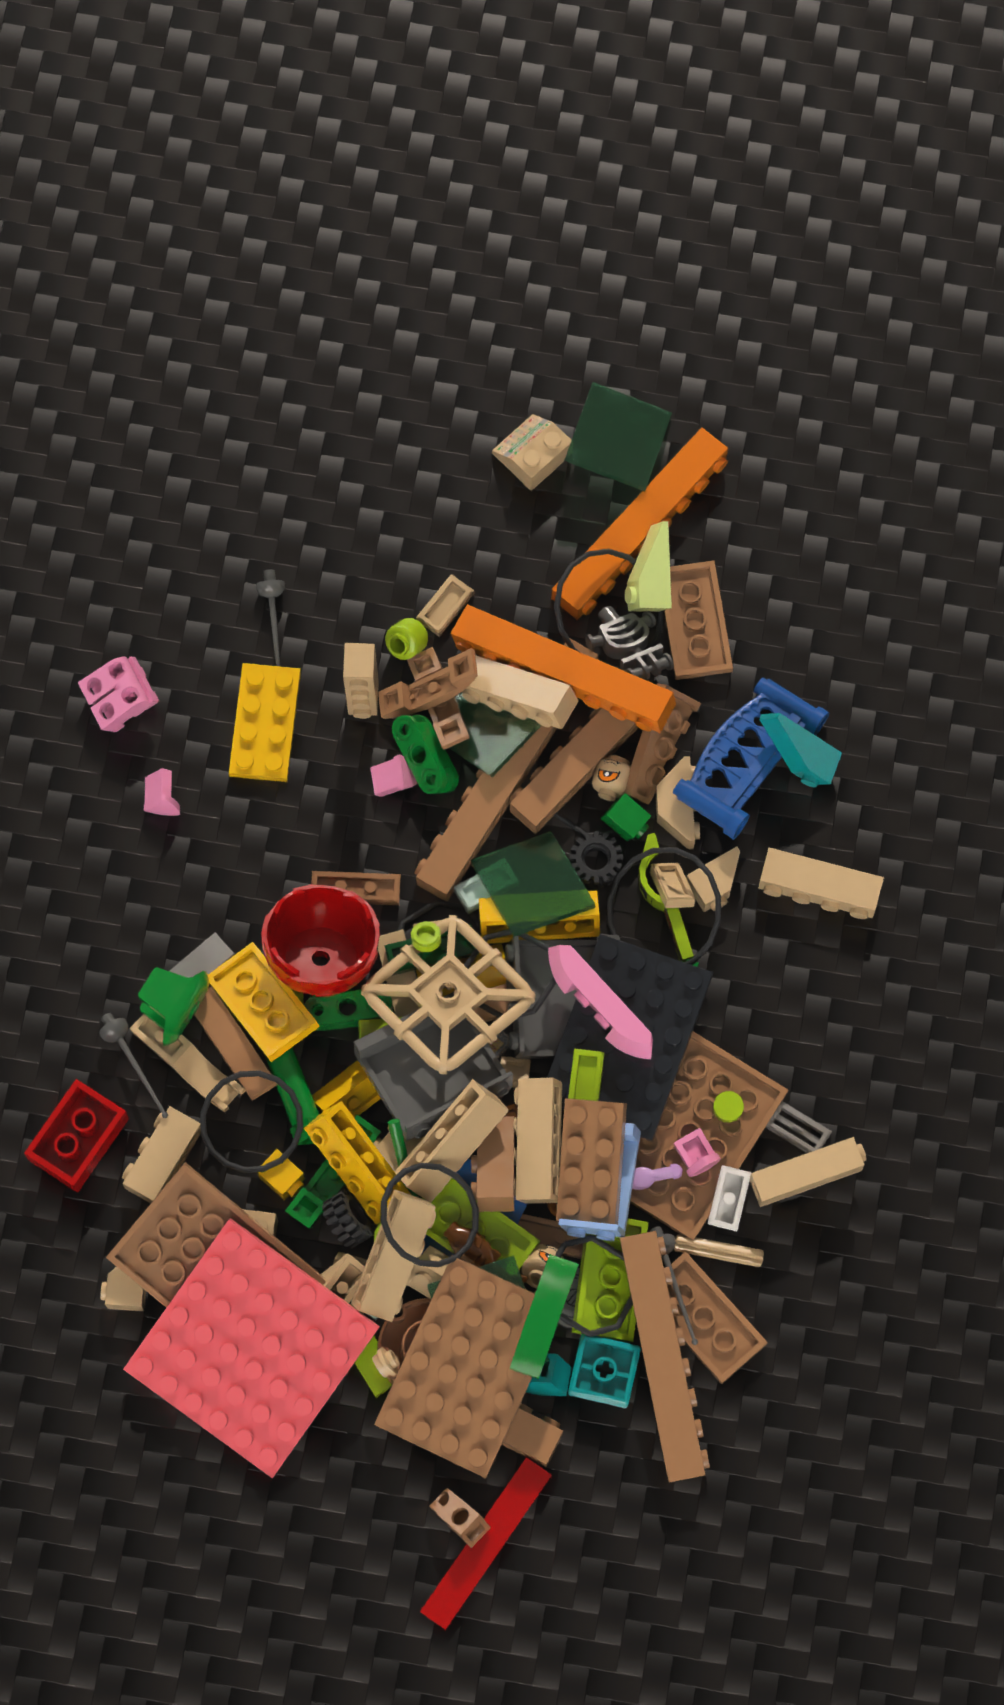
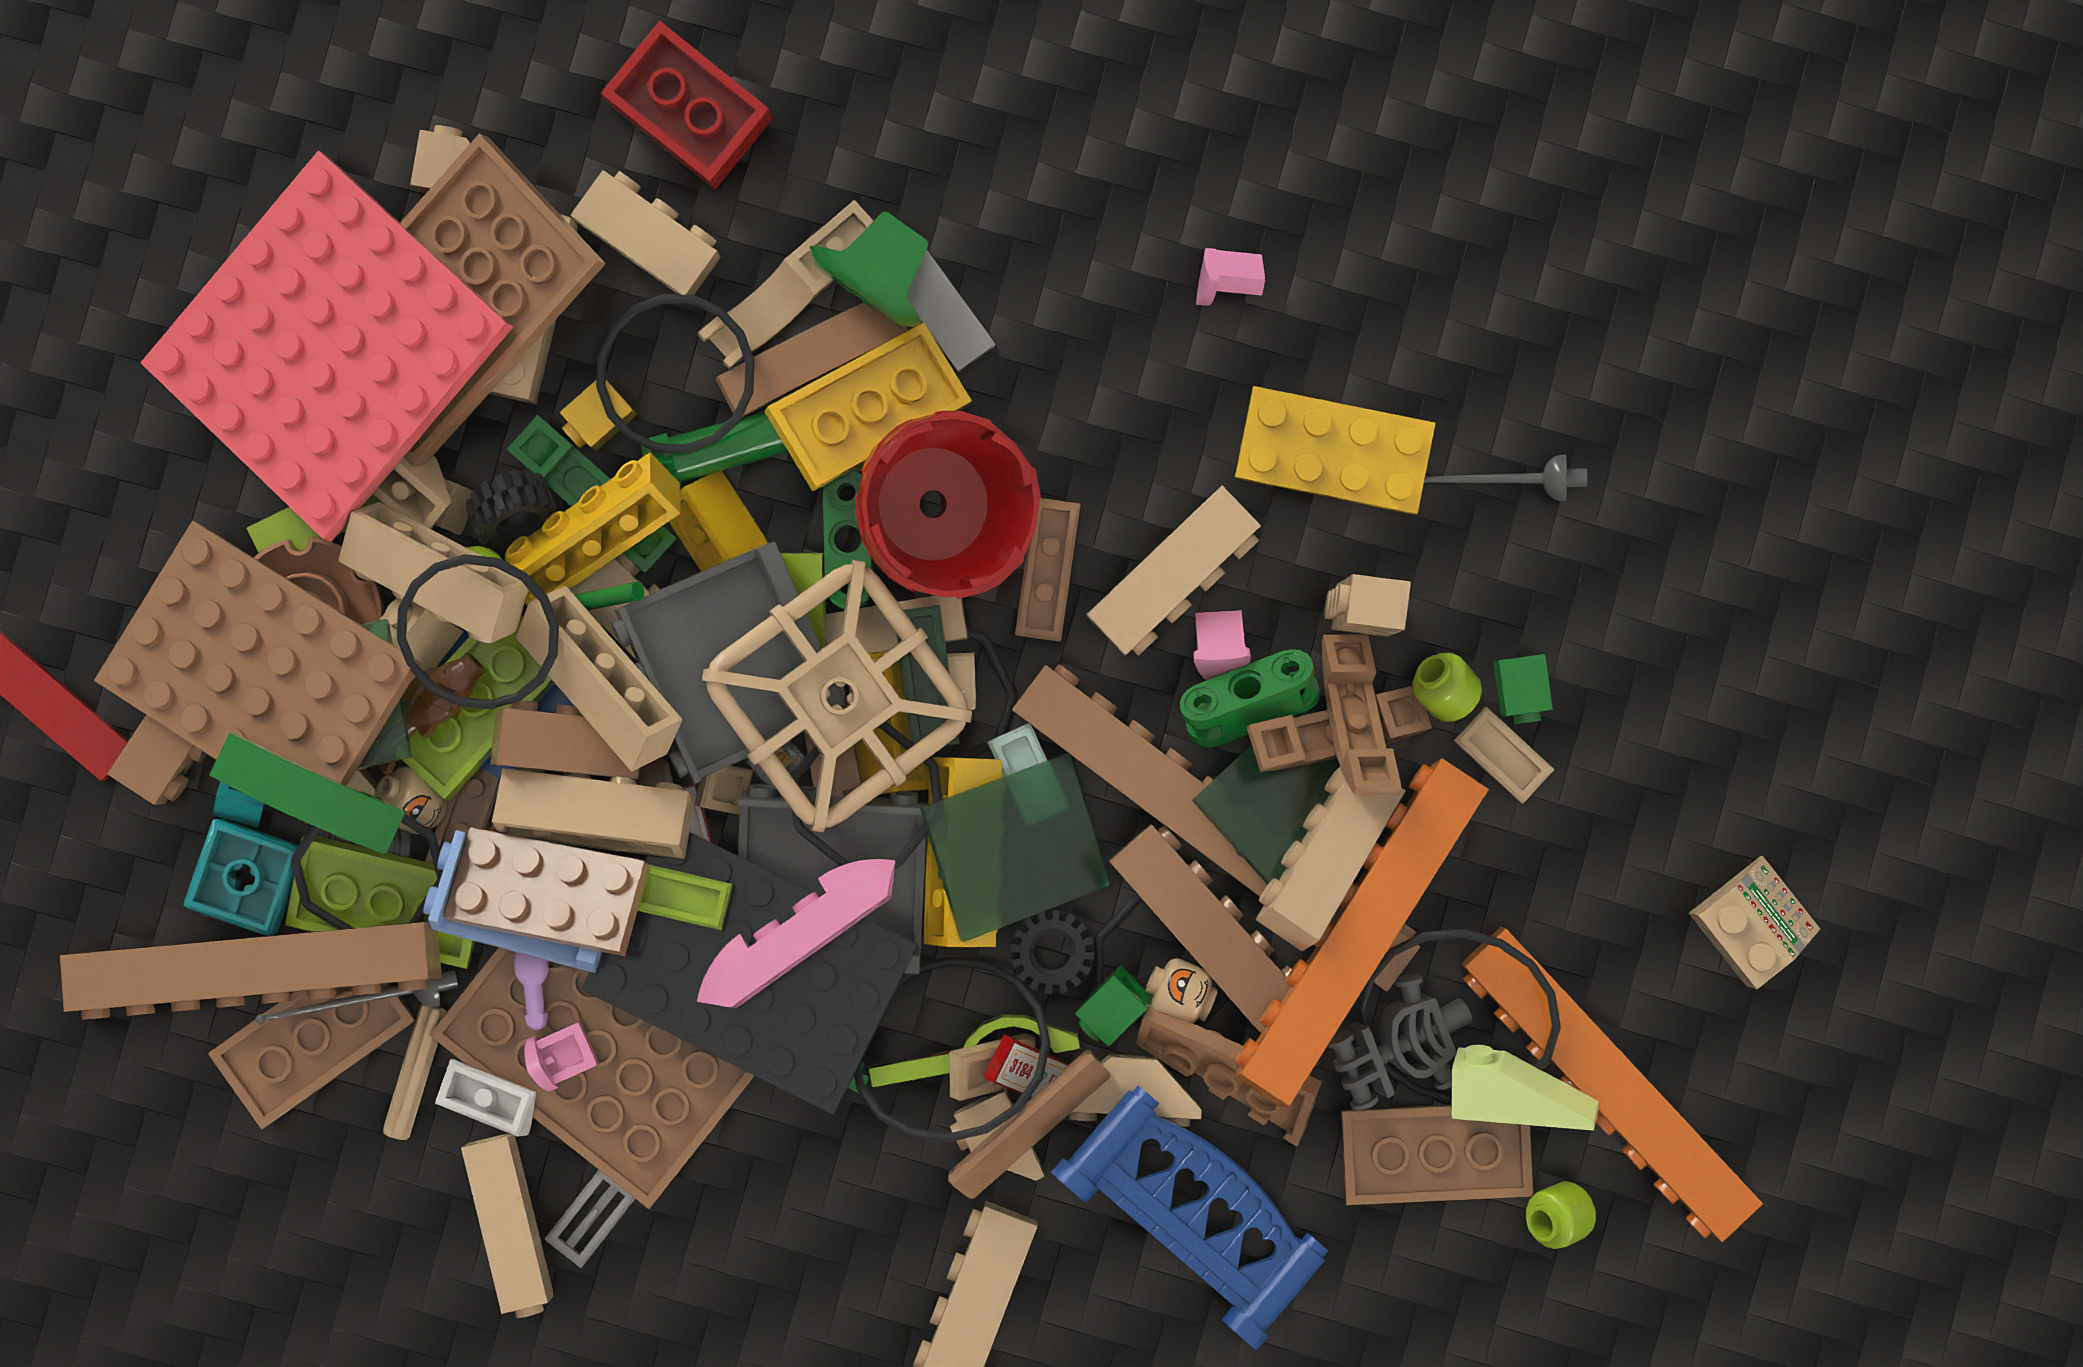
camera: 95 degrees right, 15 degrees up
(114, 1031) = (849, 177): dark grey sword -> none
(119, 692) = (1400, 225): bright pink hips -> none
(350, 809) = (1173, 571): none -> tan brick
(386, 1362) = (277, 546): tan plate -> none
(402, 595) = (1523, 688): none -> green brick
(426, 936) = (933, 669): lime tile -> none
(460, 1517) = (48, 635): medium nougat leg -> none
(618, 436) = (1761, 1064): clear green piece -> none
(671, 866) = (1016, 1065): none -> tile
(688, 841) = (1028, 1125): none -> medium nougat slope
(723, 542) = (1560, 1215): none -> lime head
(728, 1106) = (628, 1113): lime tile -> none
(801, 750) = (1188, 1300): teal slope -> none

